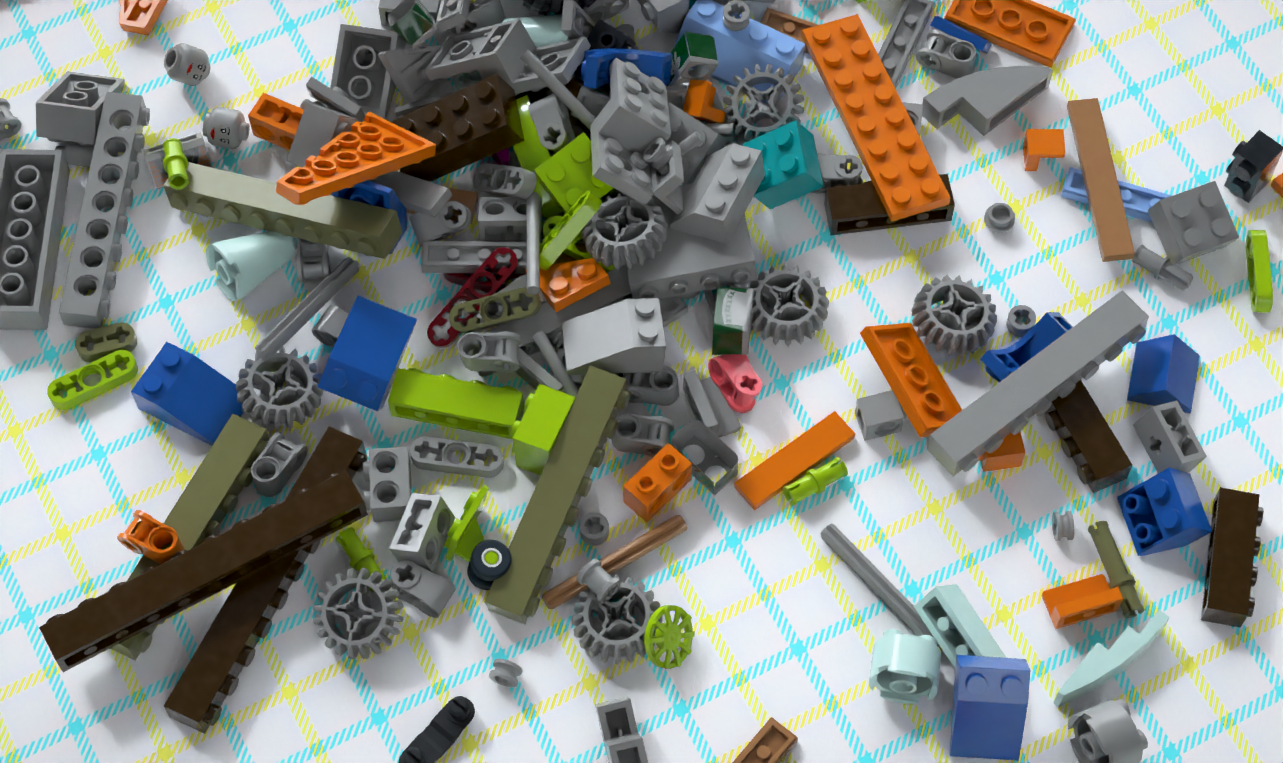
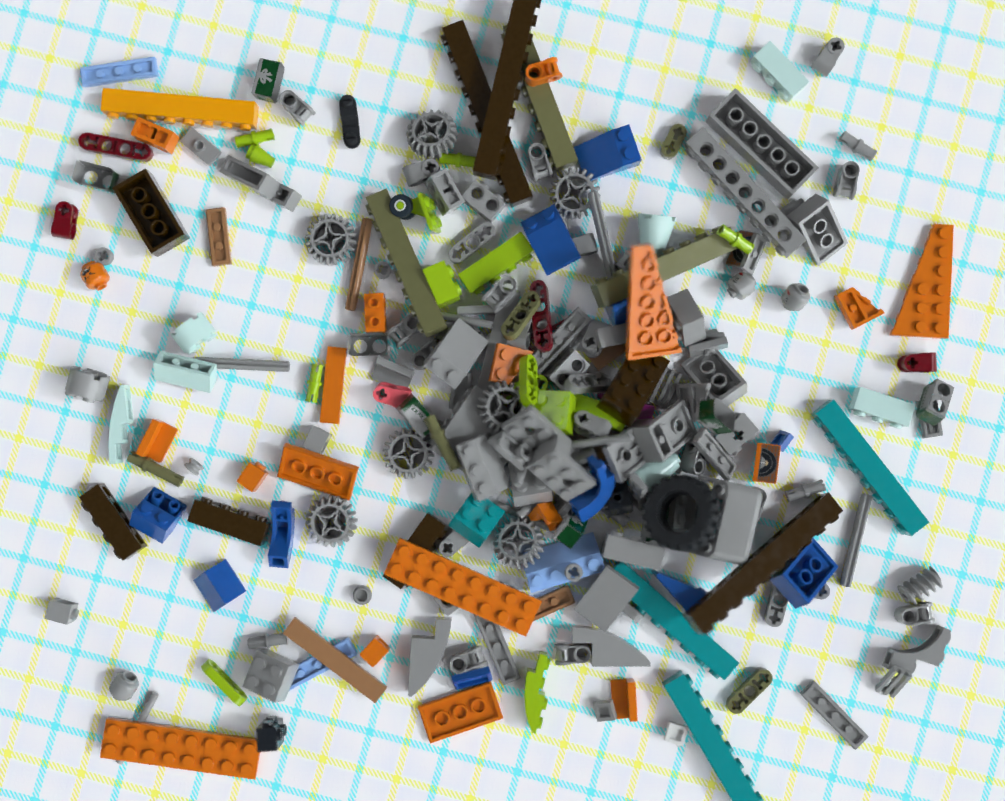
camera: 130 degrees right, 25 degrees up
(96, 367) = (660, 135): lime beam -> none
(275, 120) = (720, 311): orange brick -> none
(505, 673) = (351, 173): light grey bush -> none
(532, 225) = (535, 359): light grey bar -> none
(598, 580) = (347, 240): light grey bush -> none
(669, 636) = (300, 251): lime wheel -> none
(731, 261) = (440, 439): none -> olive pin
(989, 707) = (143, 350): blue slope -> none
(1020, 311) = (300, 555): light grey bush -> none
(1037, 384) = (257, 518): light grey brick -> none
(1169, 438) = (183, 550): light grey brick -> none

